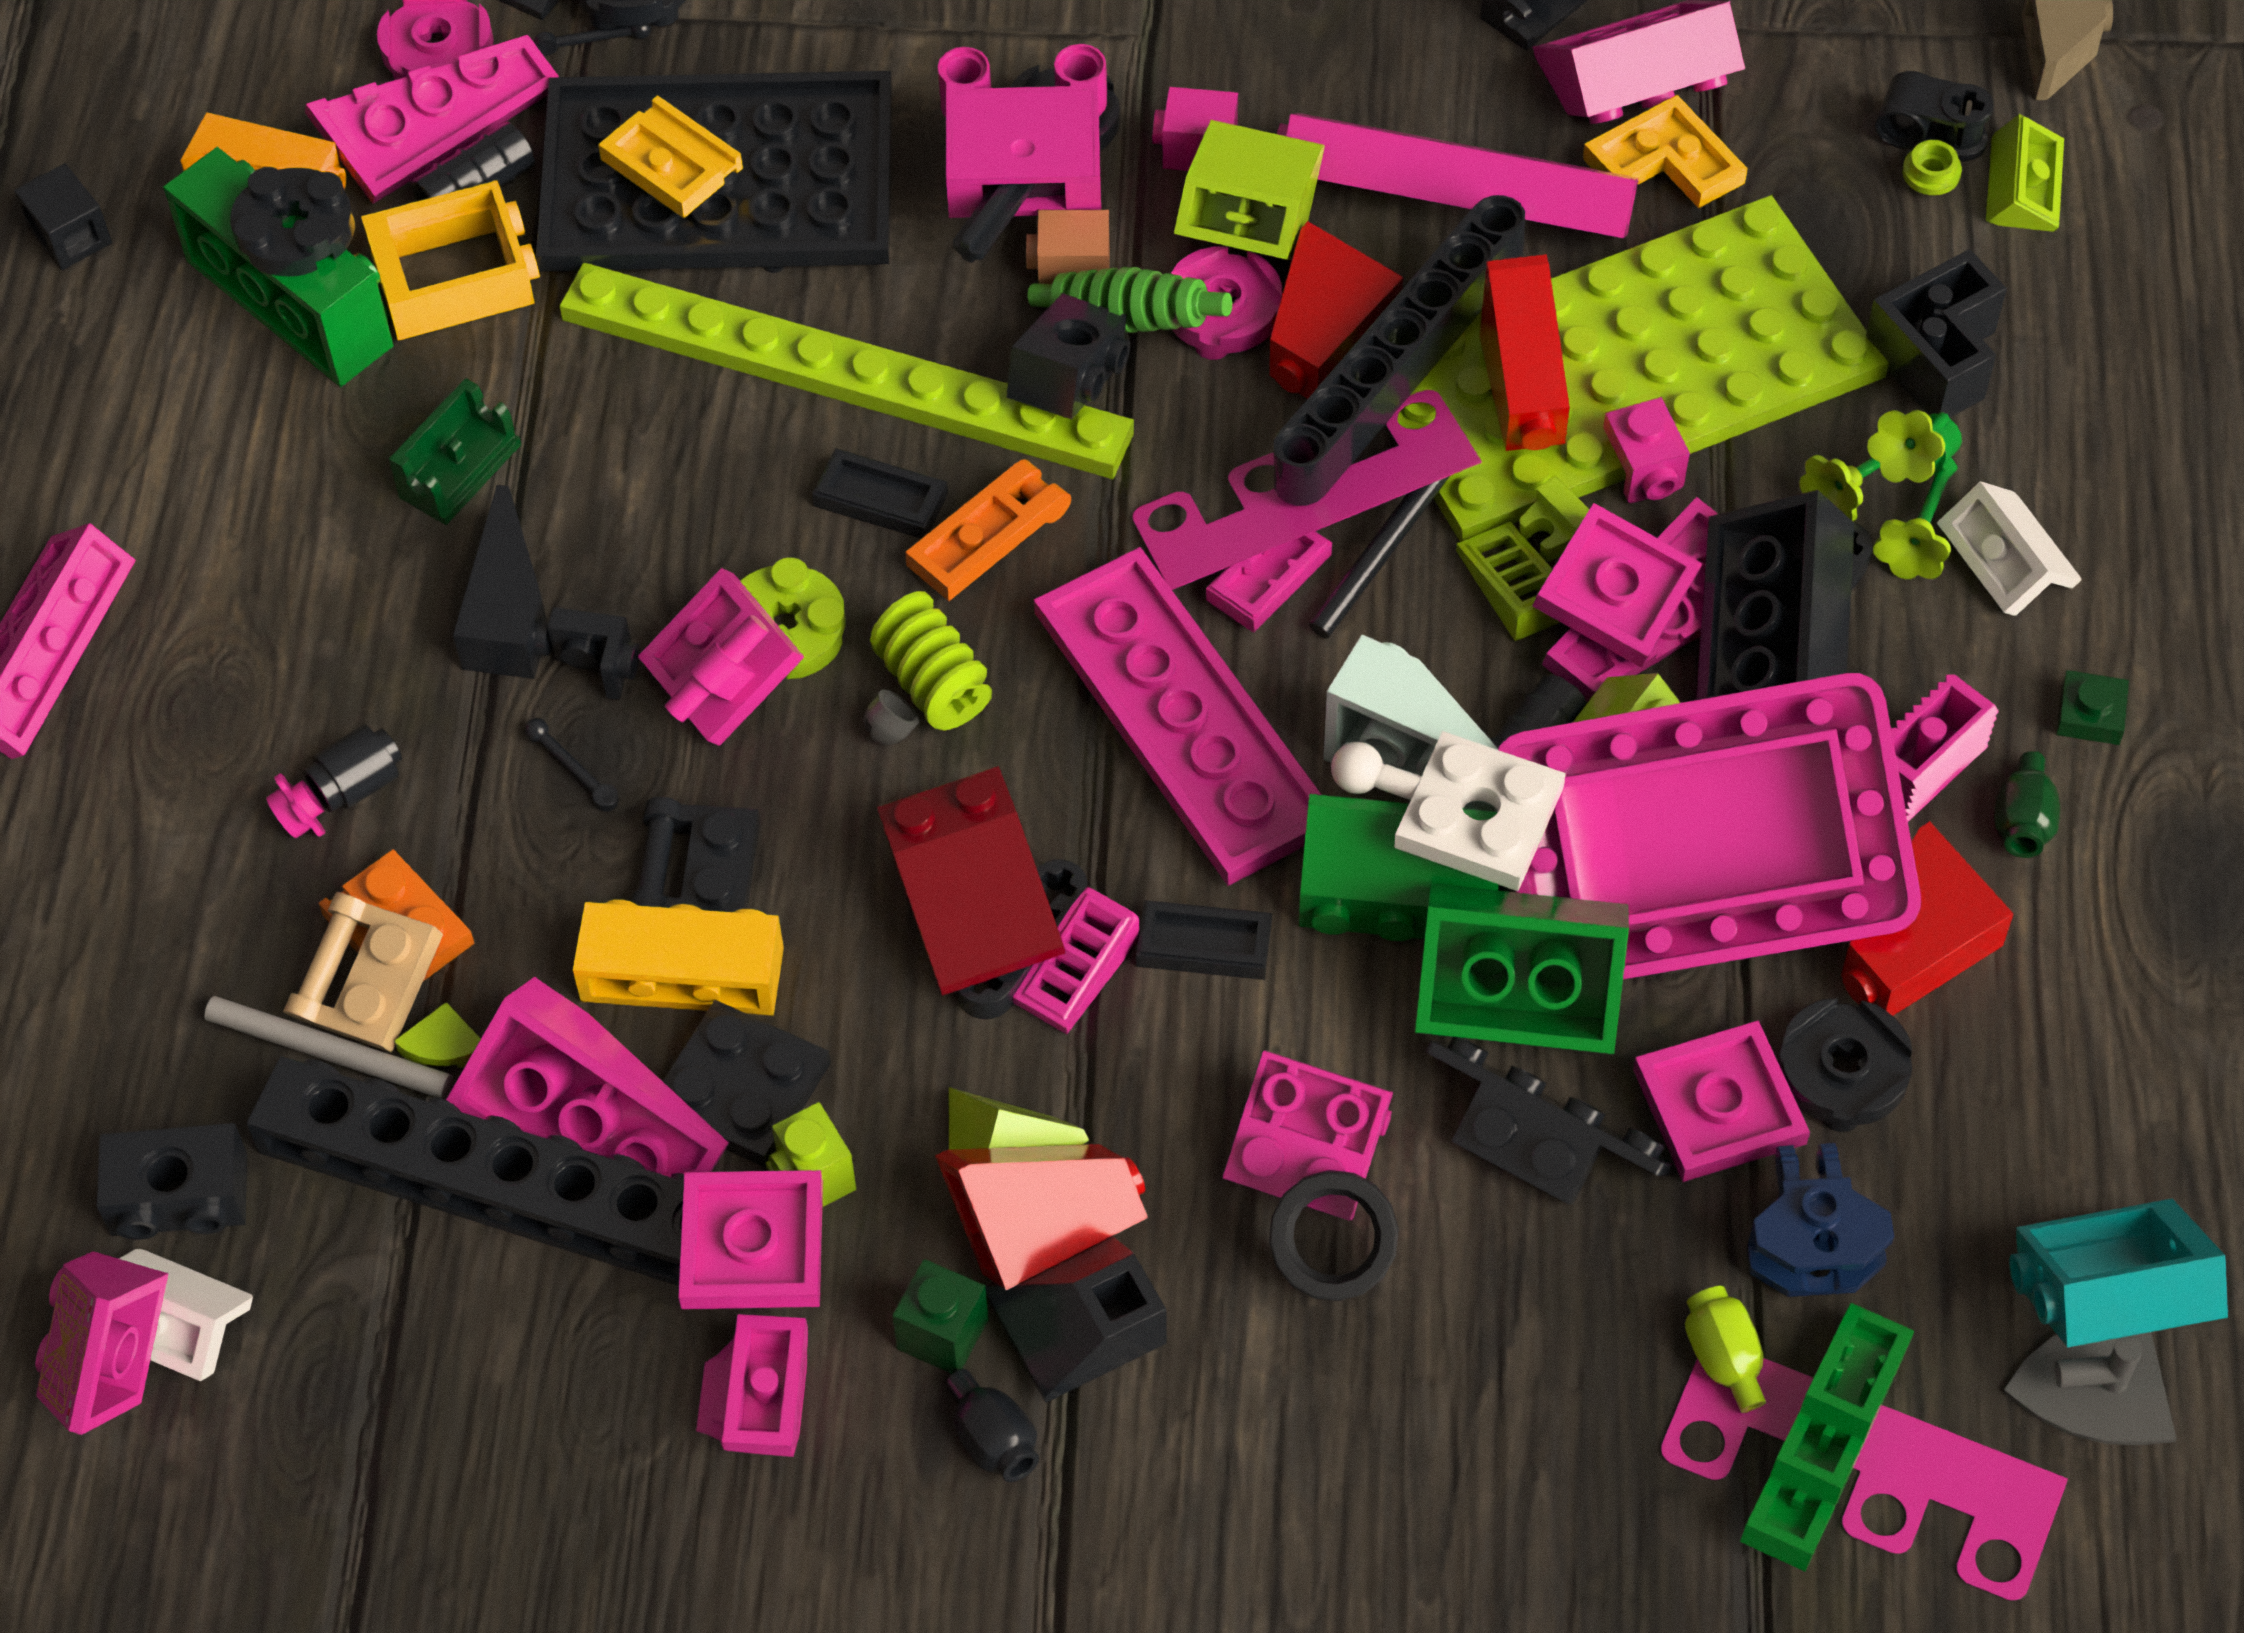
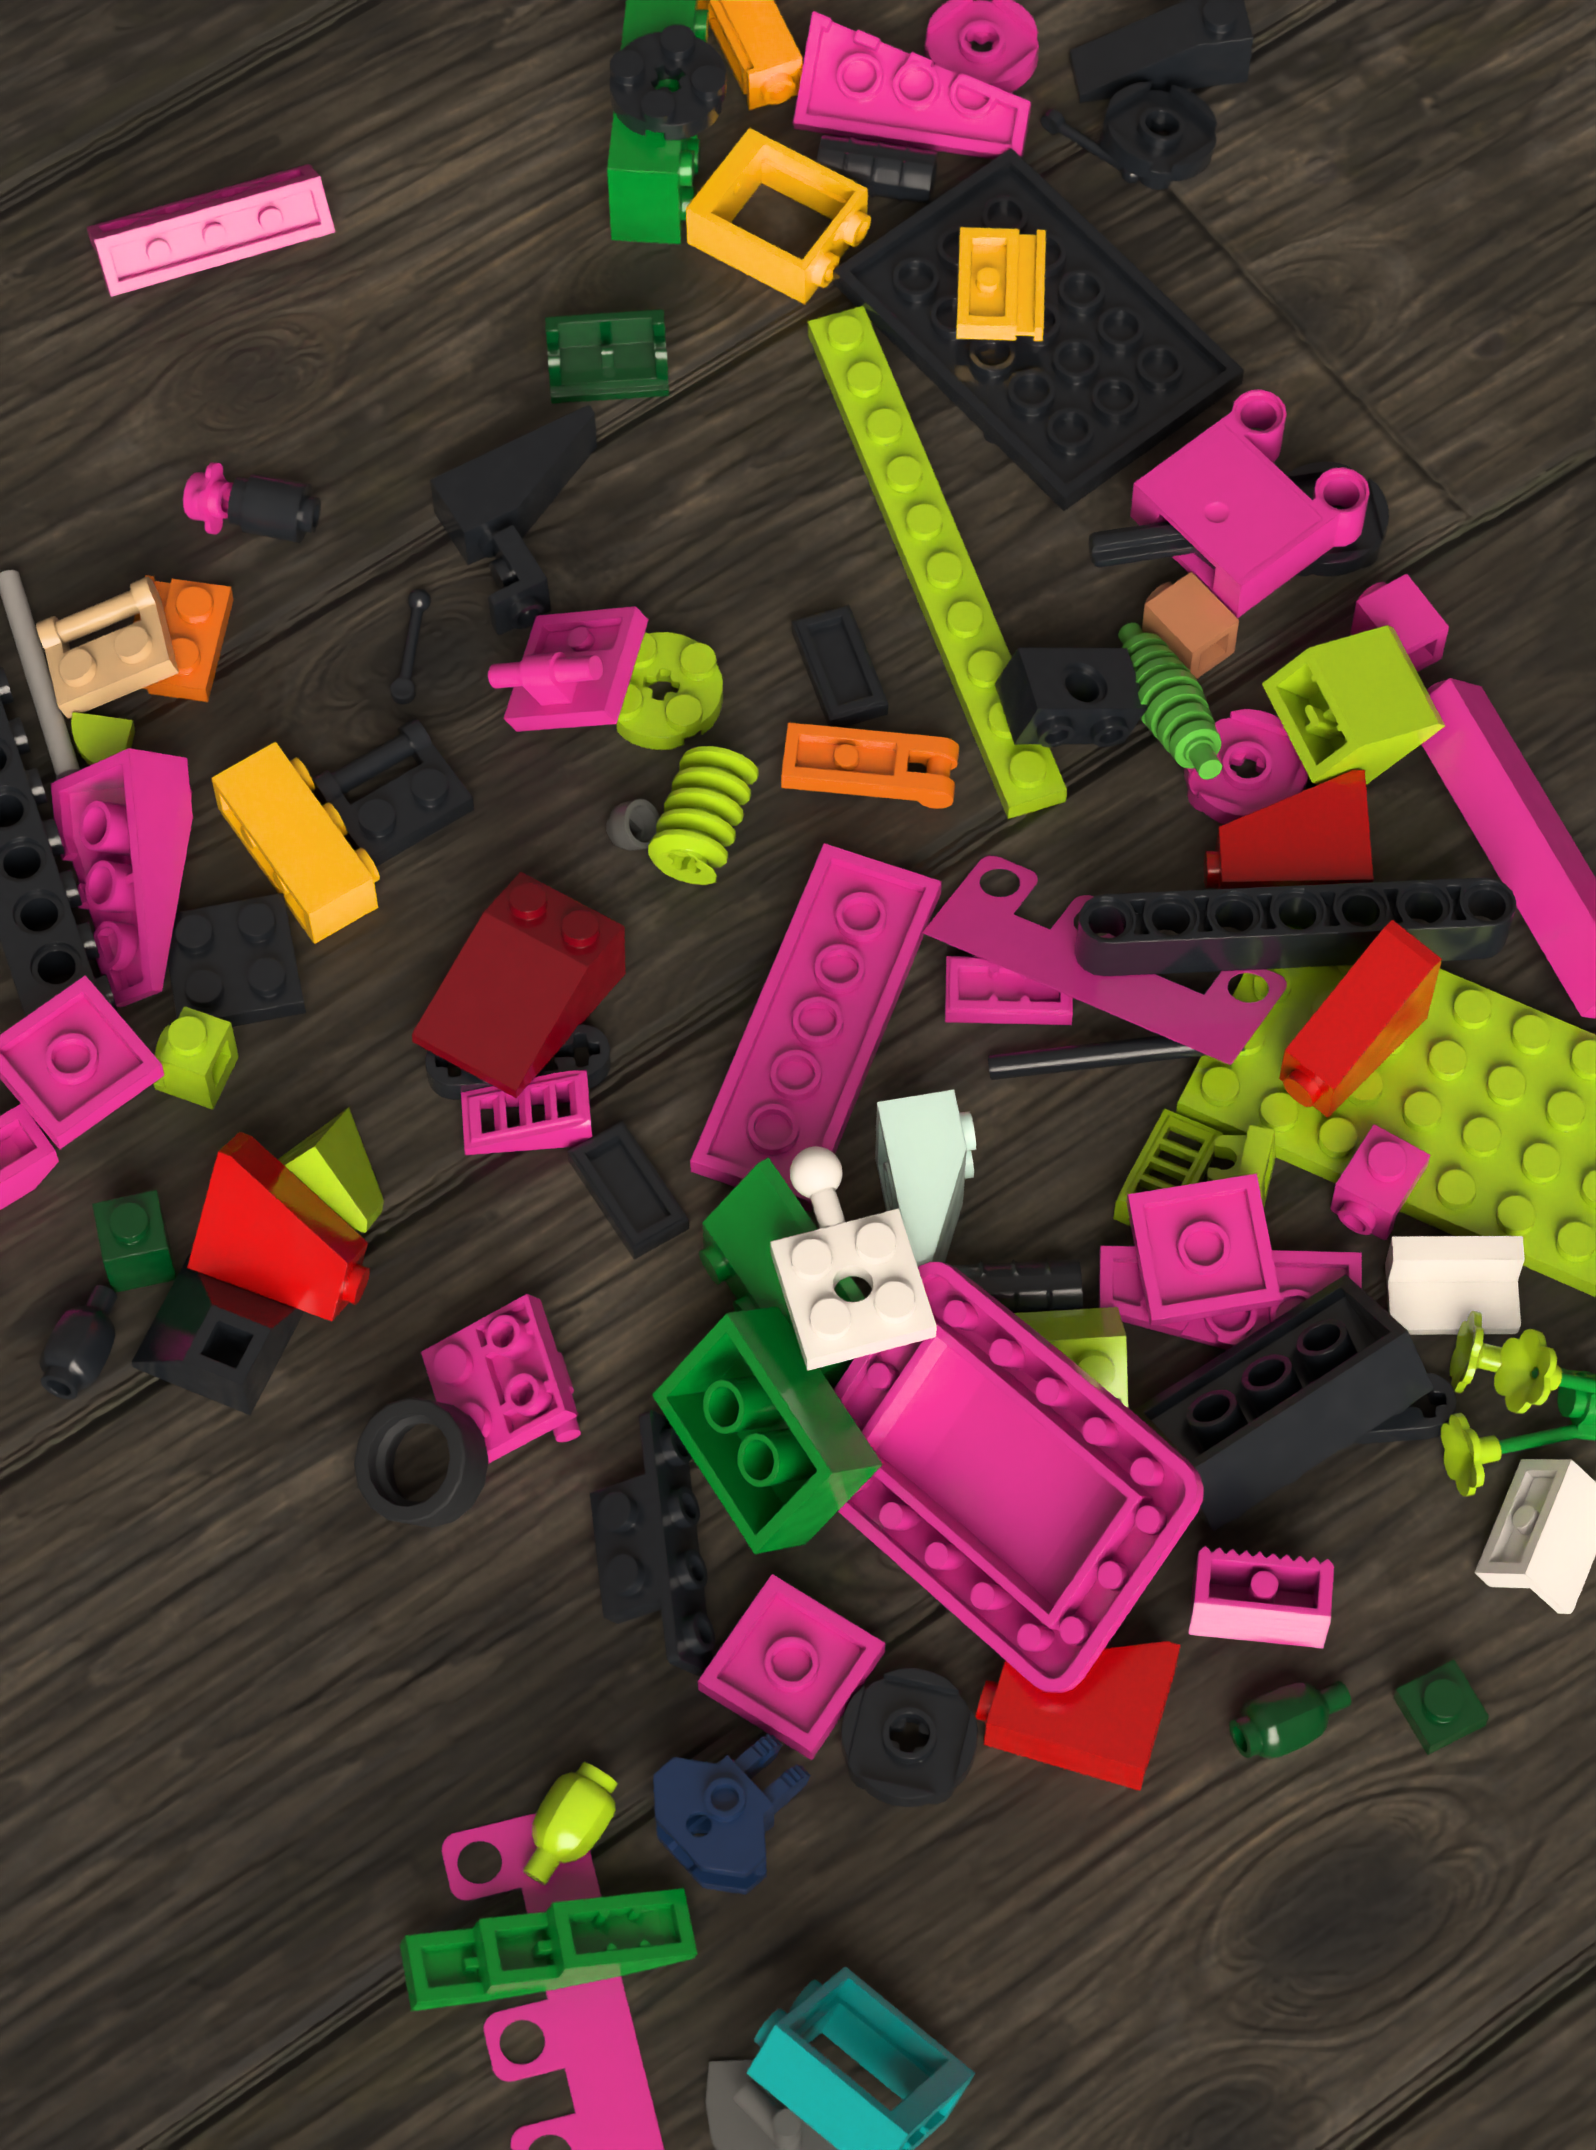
camera: 50 degrees right, 5 degrees up
(1760, 459) = (1444, 1278): none -> white panel

